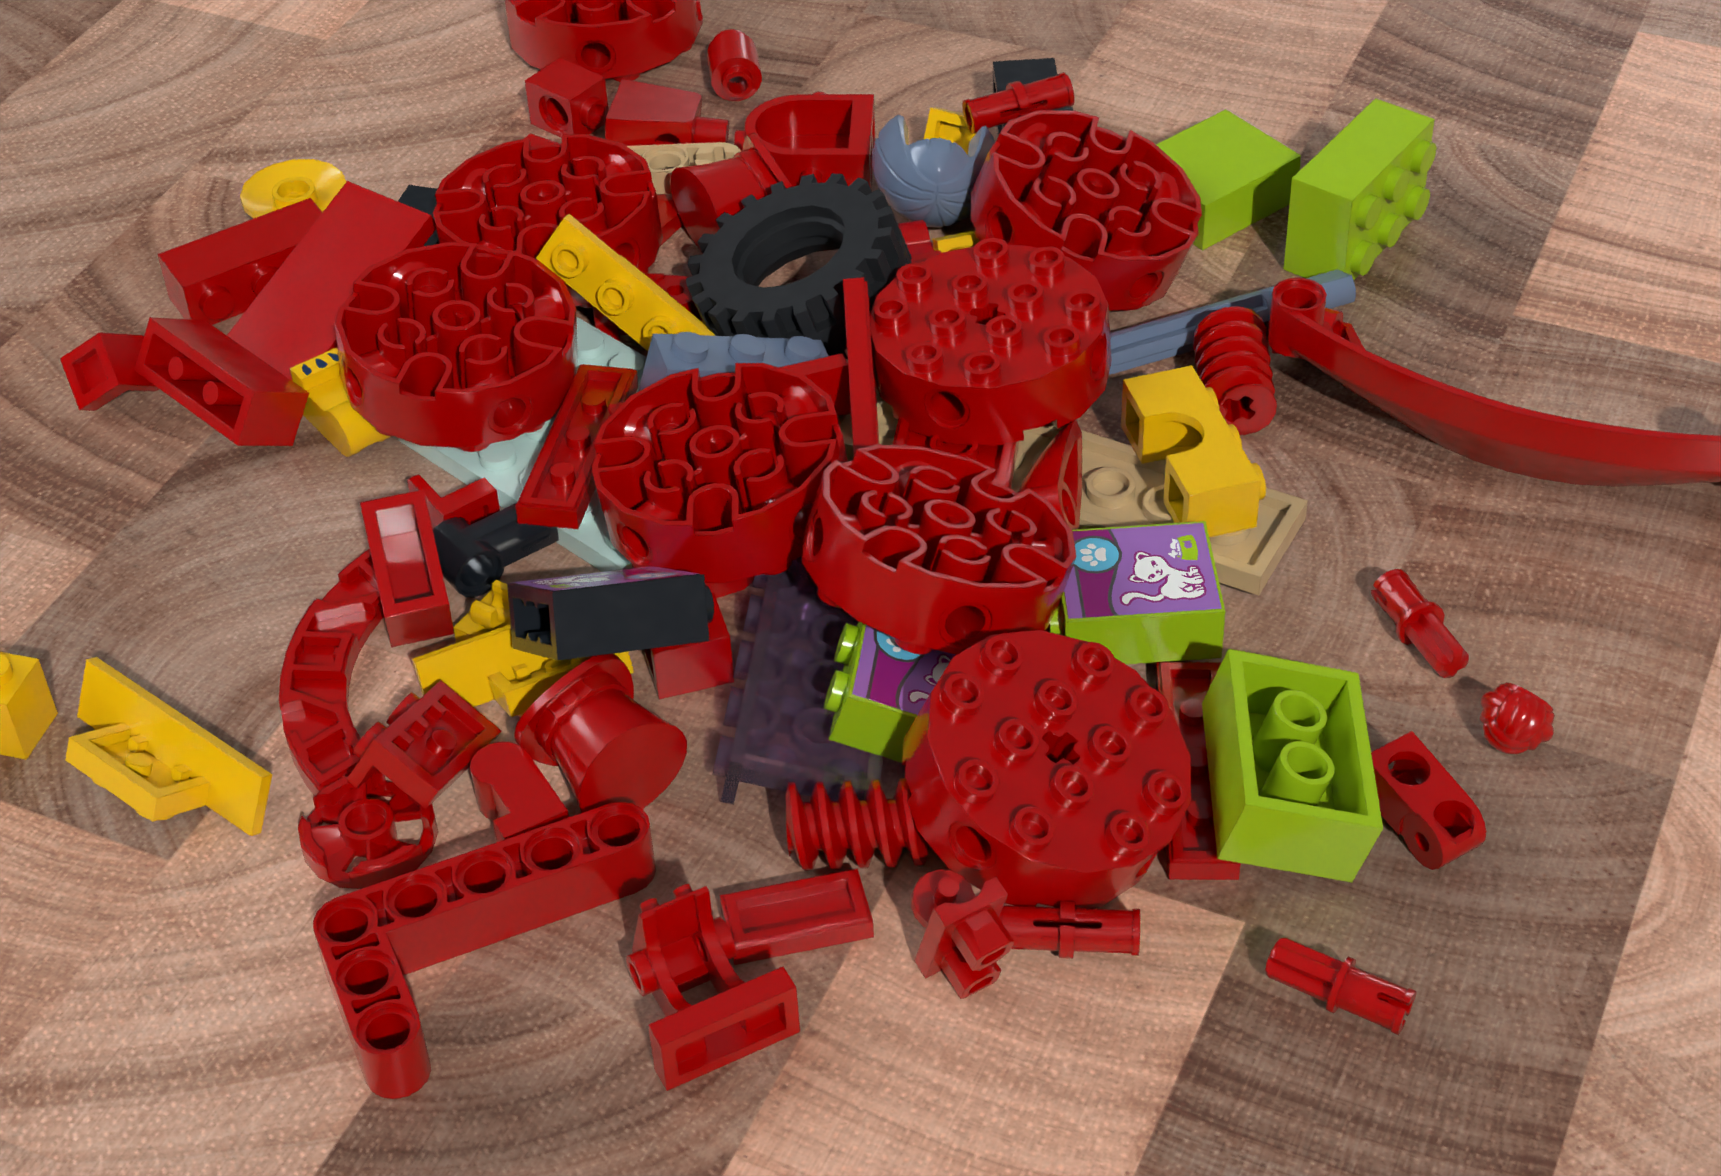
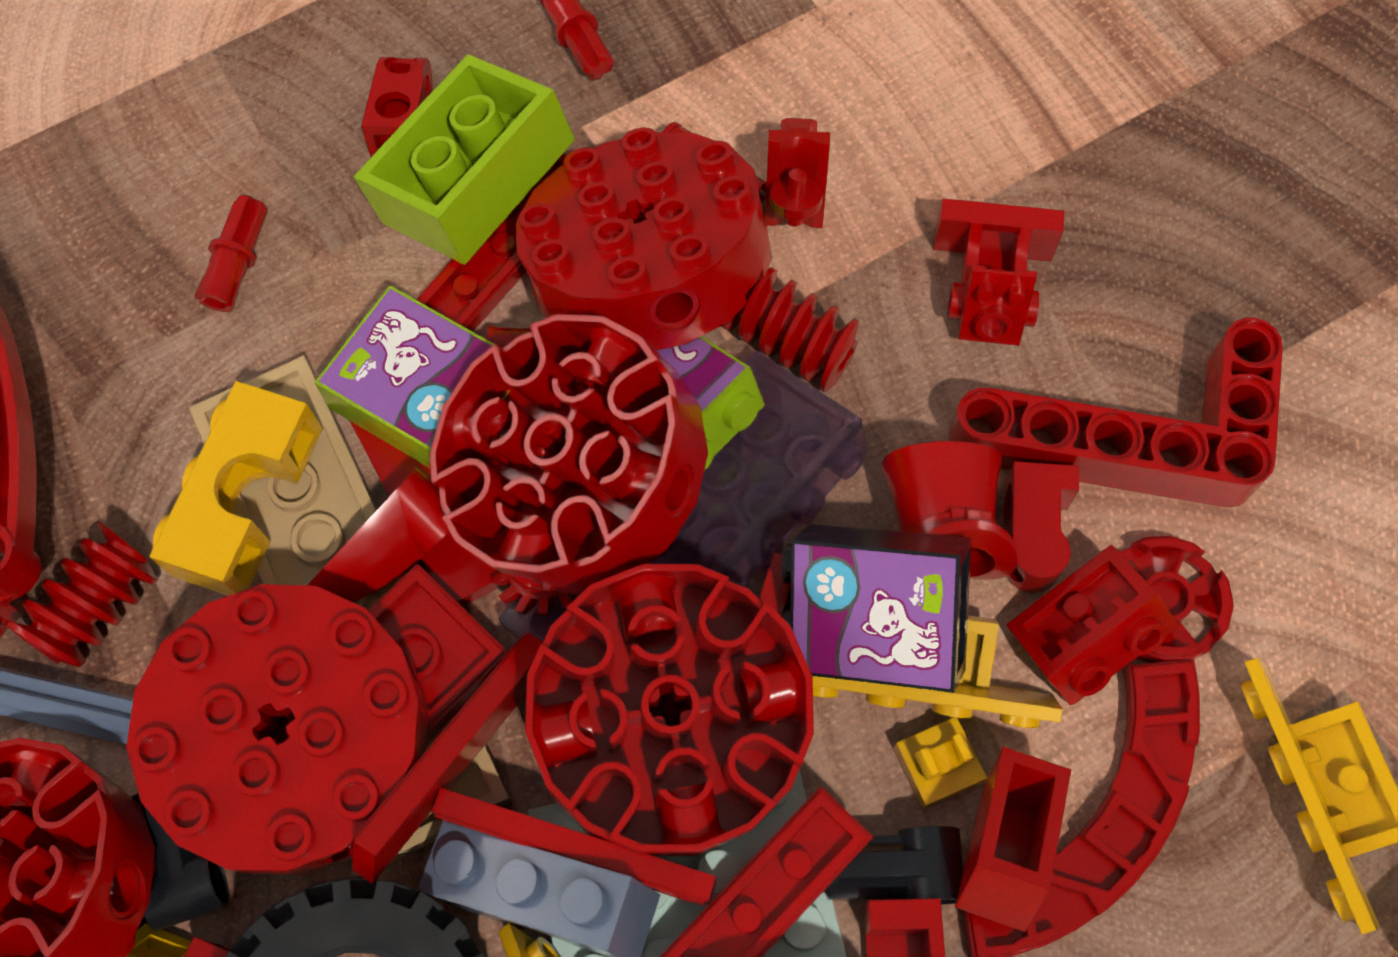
camera: 145 degrees left, 25 degrees up
(797, 916) = (883, 305): red tile -> none
(1515, 719) = (266, 126): red piece -> none

